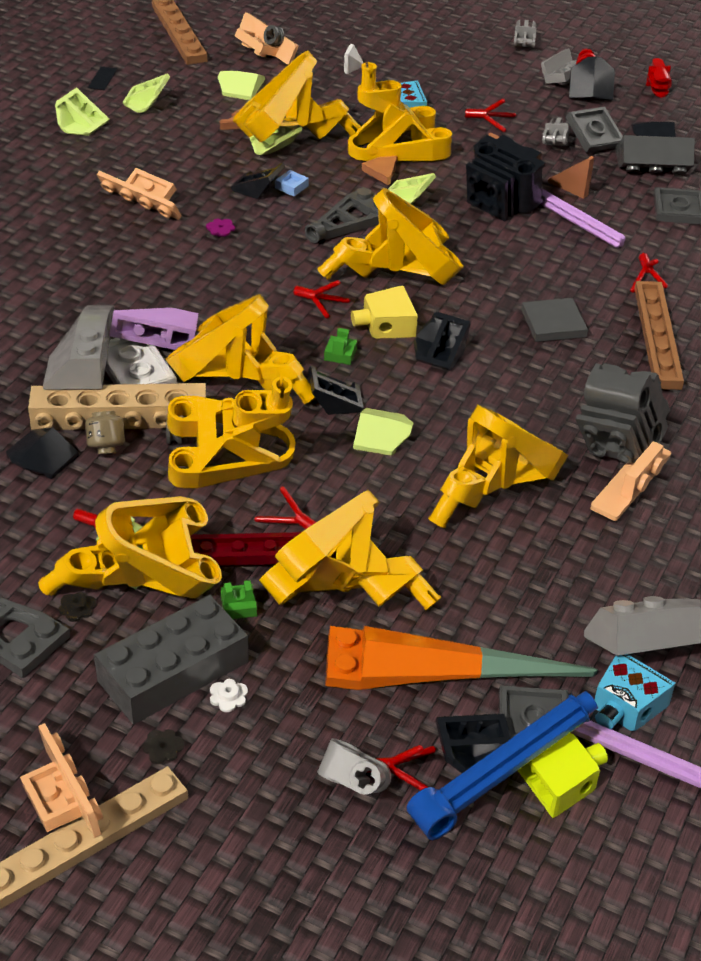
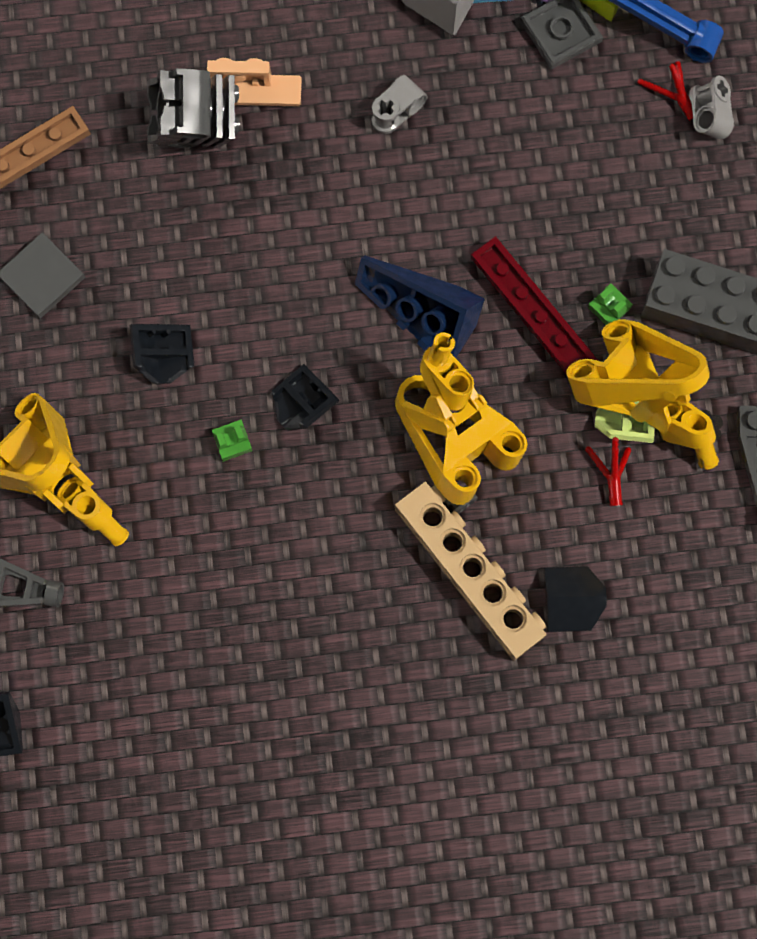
camera: 120 degrees left, 35 degrees up
(82, 352) = (423, 663): light grey wedge -> none
(105, 431) = (517, 549): dark tan head -> none
(137, 364) = (392, 614): white tile -> none
(145, 189) = (104, 832): light nougat bracket -> none
(155, 326) = (332, 607): lavender slope -> none
(220, 227) = (105, 694): magenta plant -> none
(223, 351) = (337, 531): yellow connector -> none
(228, 695) = (708, 246): white plant -> none
(300, 518) = (487, 324): red plant -> none
(308, 565) = (531, 219): yellow connector -> none
(317, 294) = (164, 519): red plant -> none
(333, 489) = (420, 302): none -> dark blue wedge
(381, 431) = (320, 328): yellowish green slope -> none
(387, 314) = (151, 426): light yellow torso -> none
(390, 658) = (585, 157): orange plate -> none
(471, 738) = (622, 47): black slope -> none
(511, 450) = (298, 200): yellow connector -> none
(542, 557) = (399, 101): none -> light grey piece

